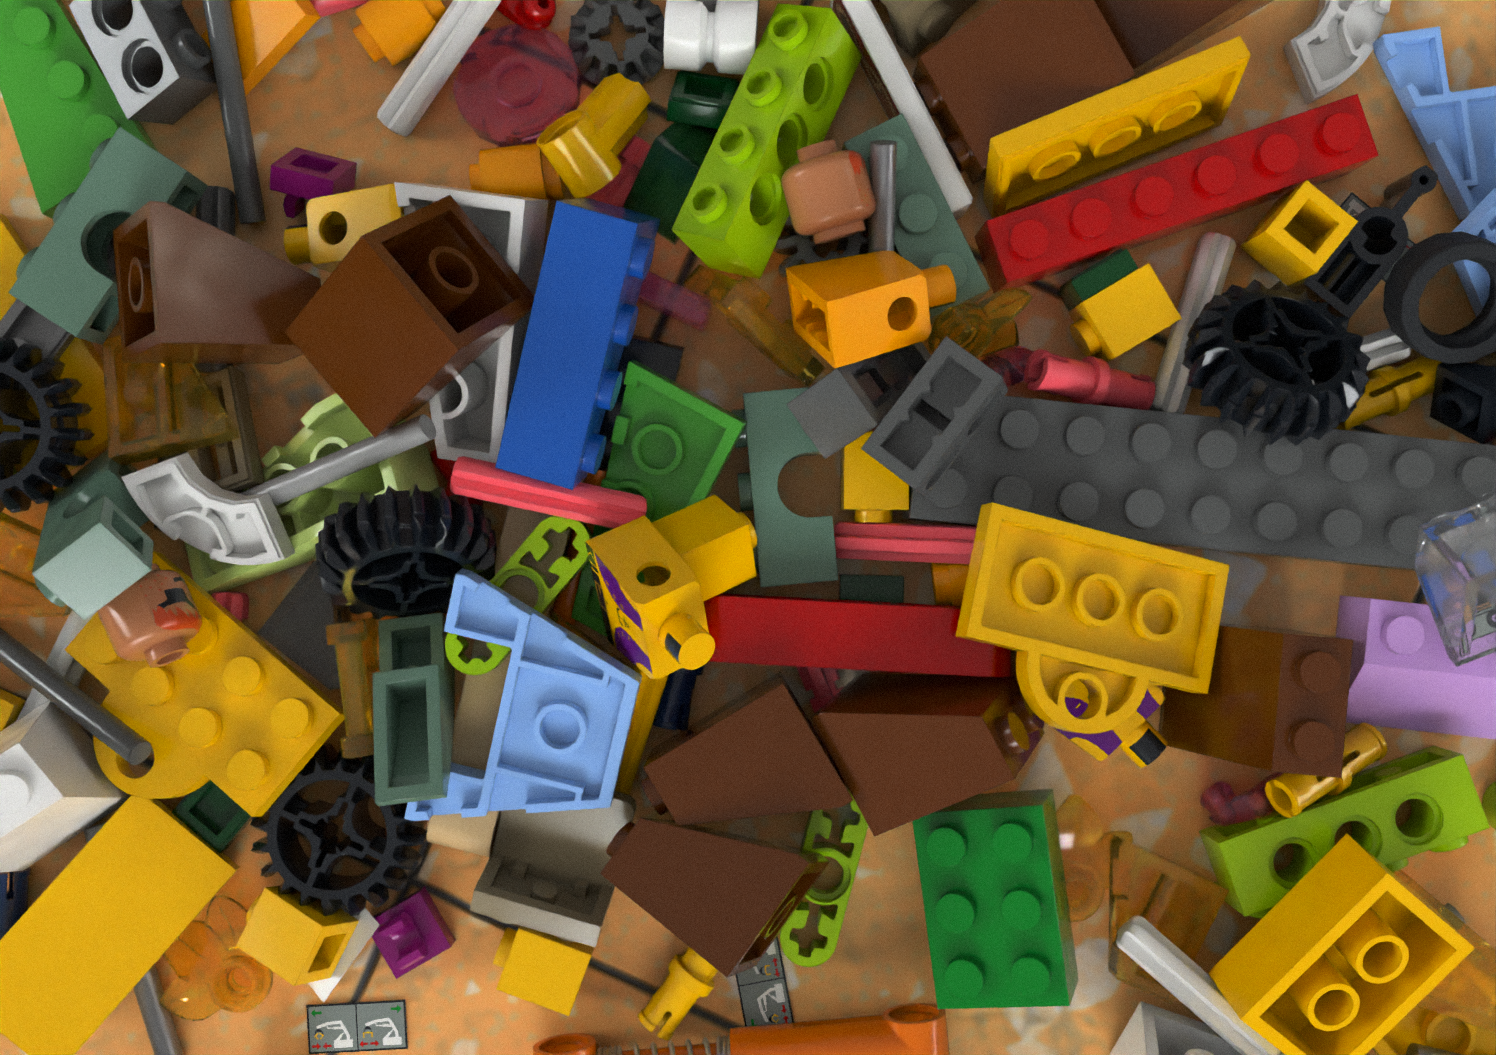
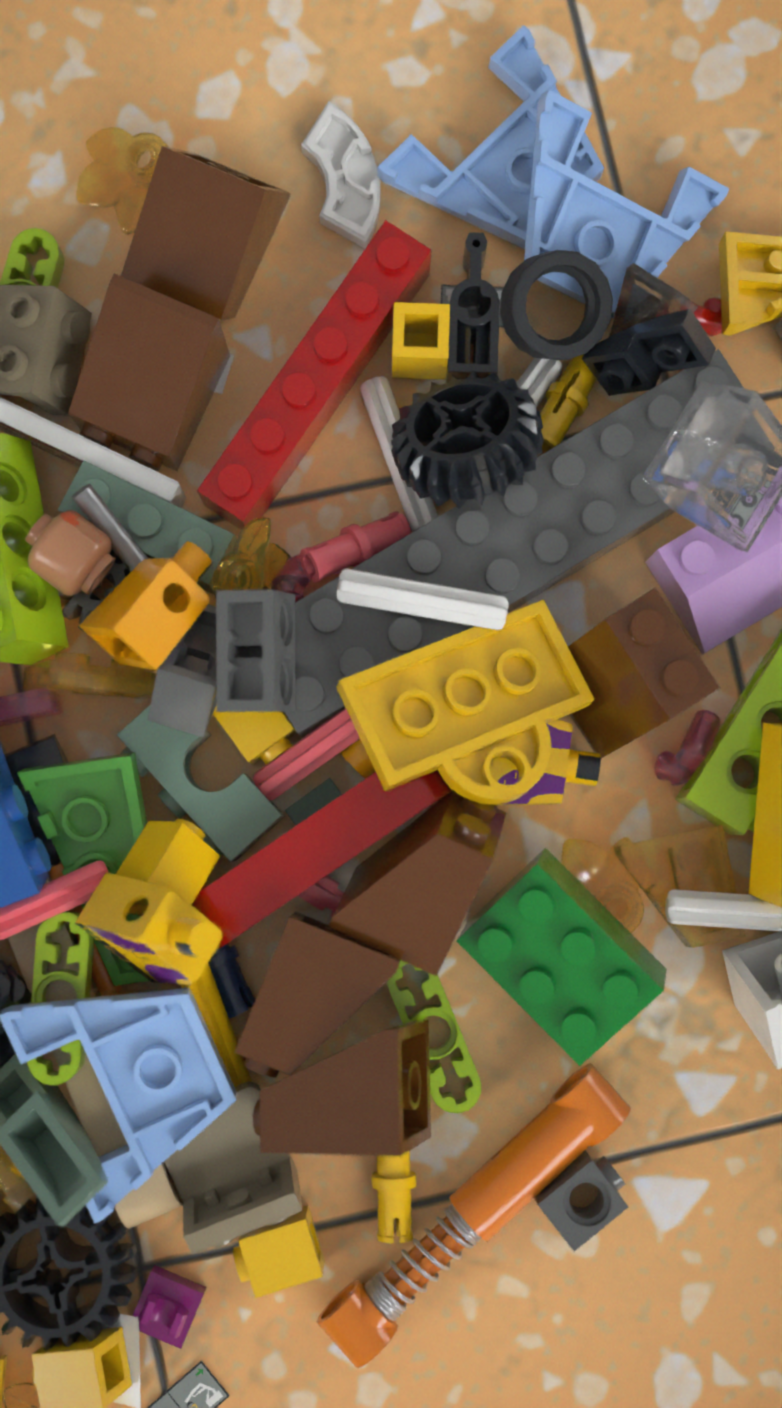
camera: 40 degrees left, 5 degrees down
(765, 990) = (453, 1147): light grey sticker -> none
(1097, 278) = (308, 472): dark green tile -> none
(1113, 128) = (237, 363): yellow tile -> none
(1122, 315) = (344, 484): yellow brick -> none
(1122, 483) = (422, 599): none -> white axle
(1294, 792) = (711, 715): yellow pin -> none

